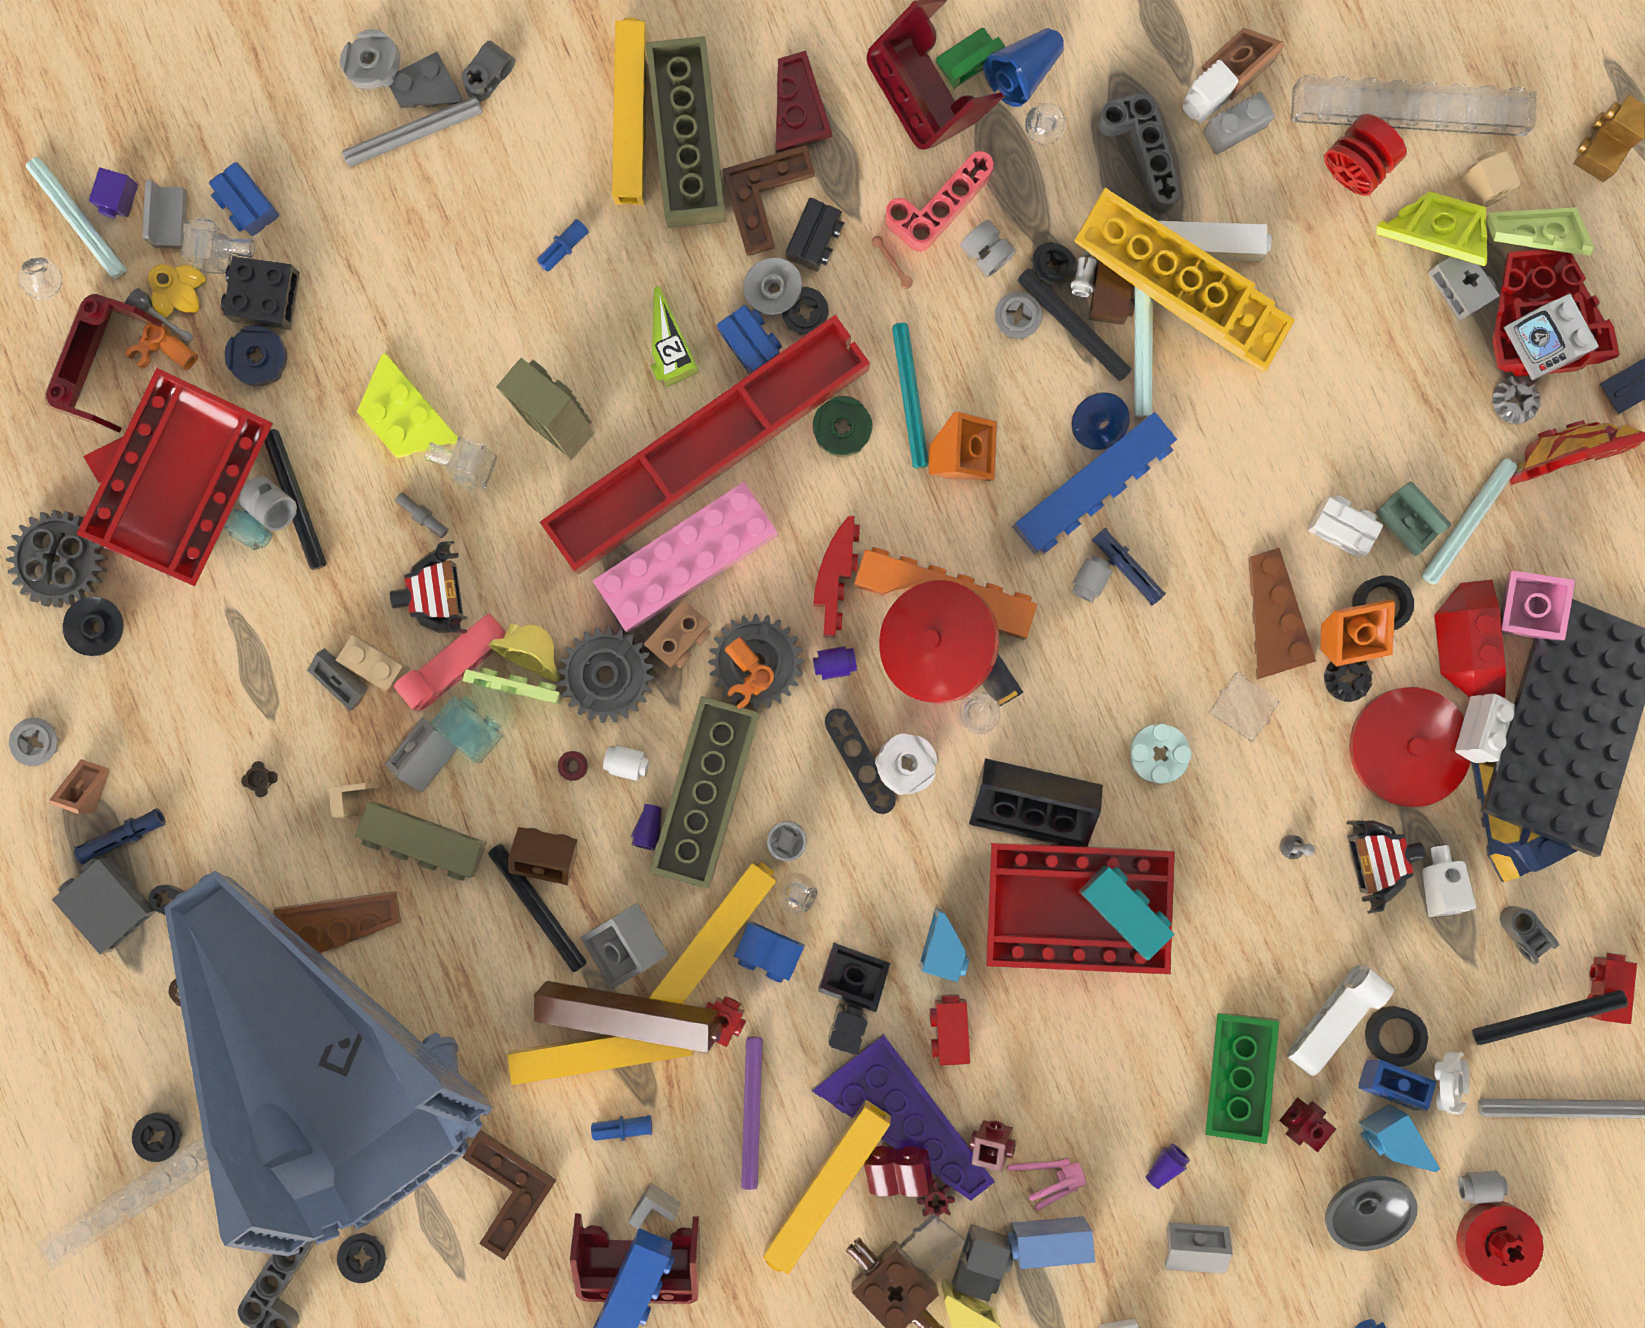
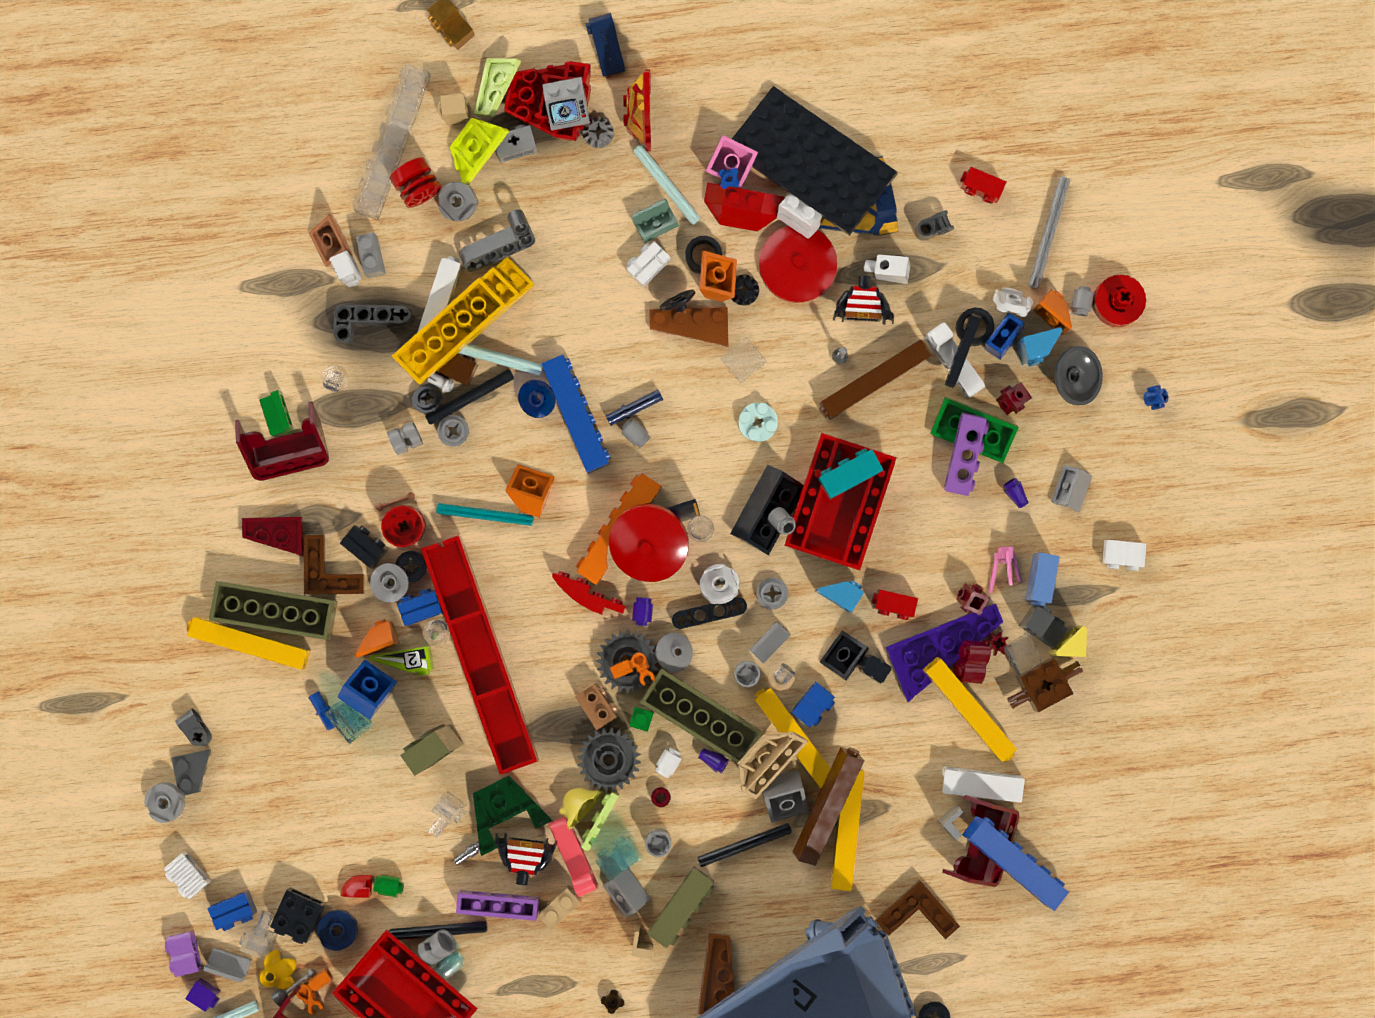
camera: 70 degrees left, 0 degrees up
(164, 148) = (183, 953): none -> medium lavender brick
(275, 121) = (186, 875): none -> white brick
(325, 367) = (357, 887): none -> red brick
(337, 679) = (562, 933): dark grey plate -> none
(338, 410) = (388, 886): none -> green brick
(351, 573) = (497, 905): none -> medium lavender brick
(401, 413) = (402, 845): neon yellow wing -> none
(412, 131) = (219, 788): light grey axle -> none
(499, 535) = (499, 803): none -> dark green wing
(505, 780) = (658, 842): none -> light grey wheel
(542, 855) = (712, 831): reddish brown brick -> none
(561, 285) = (348, 721): none -> clear light blue brick
(609, 296) = (367, 689): none -> blue brick
(622, 1128) = (898, 829): blue axle -> none
(668, 908) = (767, 760): none -> tan wedge
(678, 705) = (641, 718): none -> green brick
(685, 557) = (548, 687): bright pink brick -> none
(686, 292) = (378, 639): none -> orange slope
(719, 373) = (436, 633): none -> clear piece
(722, 1237) = (983, 784): none -> white panel
(730, 1009) = (841, 739): red brick -> none
(751, 1116) = (911, 744): medium lavender axle -> none
(785, 713) = (666, 652): none -> light grey dish
(832, 412) = (495, 574): dark green plate -> none
(842, 861) = (769, 642): none -> light grey panel
(856, 264) = (393, 531): none -> red wheel
(927, 852) = (765, 600): none -> light grey gear
(945, 199) = (364, 456): coral beam -> none
(1023, 65) = (293, 381): blue cone -> none
(1026, 829) = (782, 521): none -> light grey brick
(1218, 1064) = (967, 423): none -> medium lavender brick
(1273, 909) = (874, 380): none -> reddish brown brick
(1302, 587) = (678, 302): none -> black dish
(1309, 302) = (500, 244): none -> dark grey beam
(1358, 1028) = (962, 350): none -> black beam
(1359, 240) = (468, 200): none -> light grey plate
(1456, 1150) = (1054, 311): none -> orange slope
(1509, 616) = (727, 183): none -> blue plate
(1550, 1017) = (989, 229): black axle -> none

